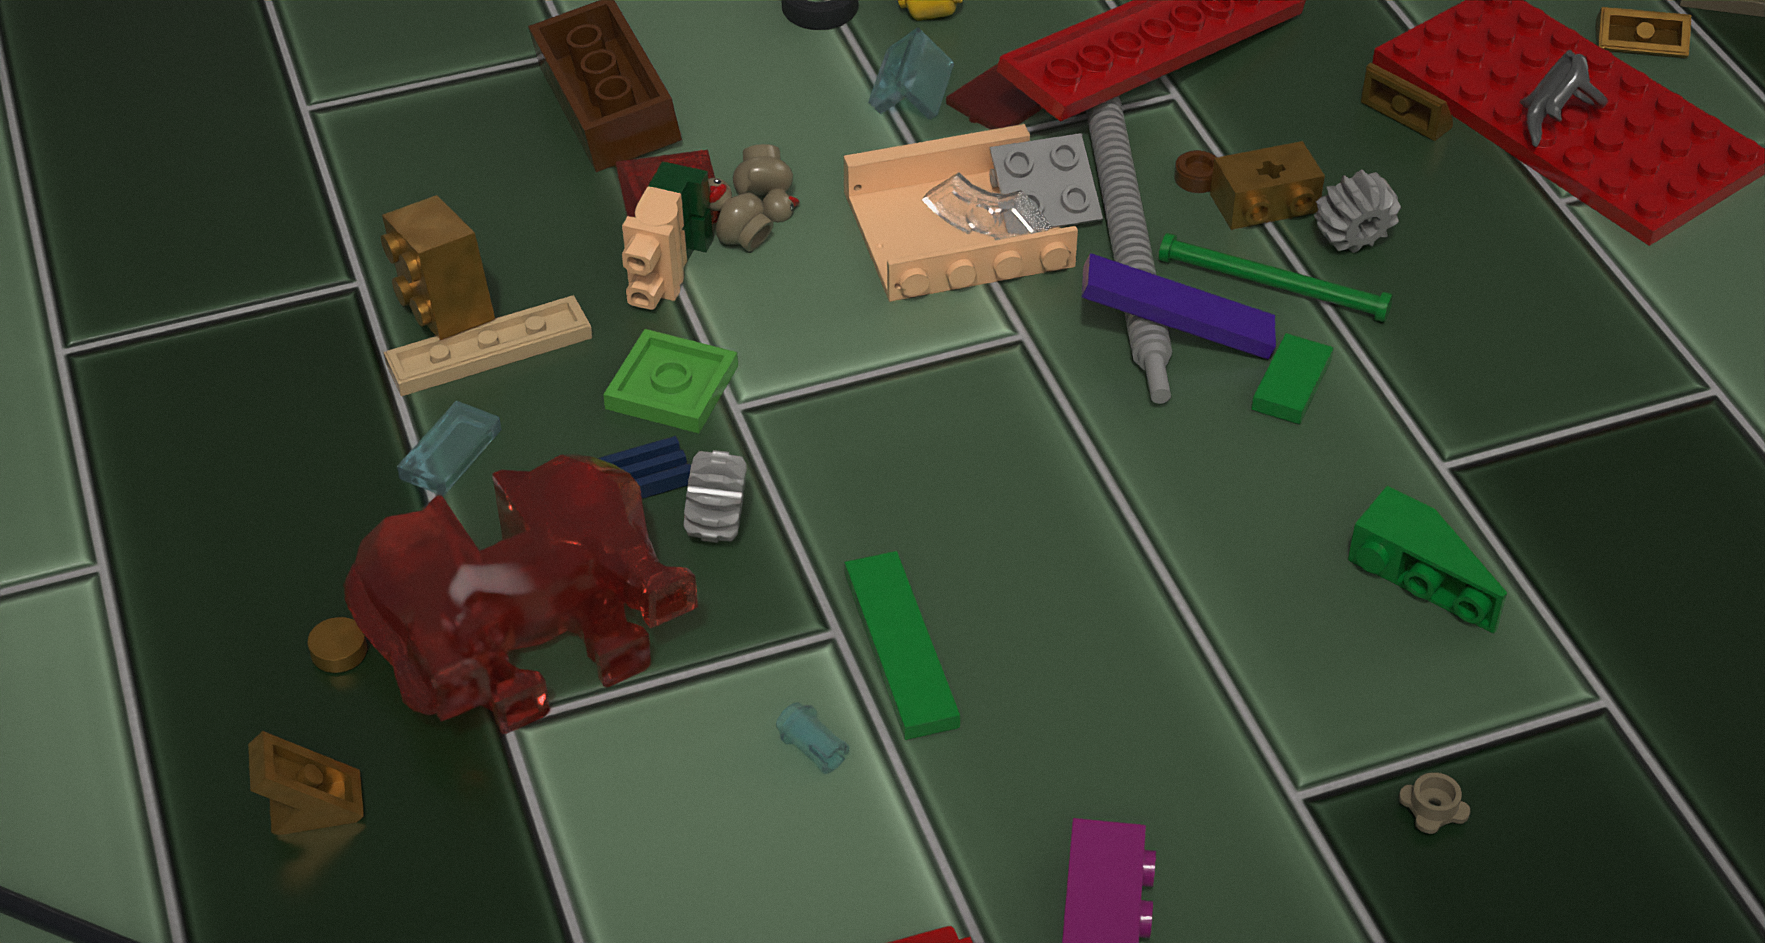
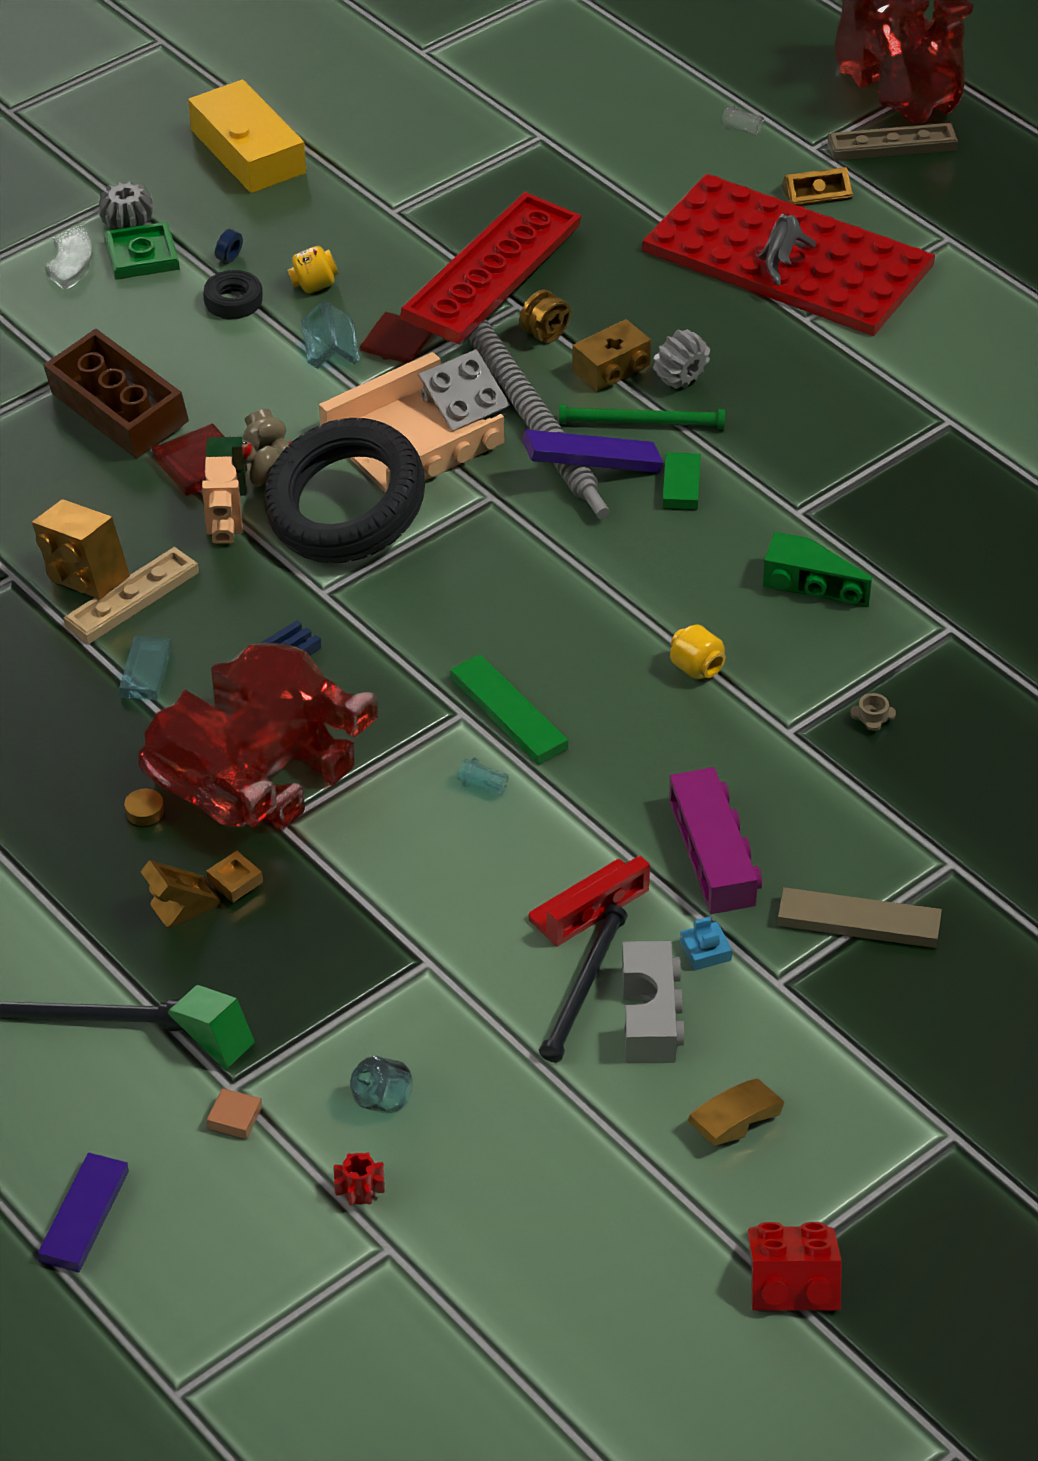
camera: 20 degrees left, 0 degrees up
(394, 786) = (234, 876): none -> pearl gold plate
(671, 380) = (271, 586): bright green tile -> none
(715, 496) = (349, 649): light grey gear -> none
(838, 334) = (366, 533): none -> black tyre
(983, 211) = (432, 420): clear tile -> none
(1194, 171) = (557, 357): reddish brown tile -> none
(1199, 114) = (545, 316): none -> pearl gold wheel
(1203, 635) = (697, 652): none -> yellow head
(1406, 103) = (679, 275): pearl gold slope -> none

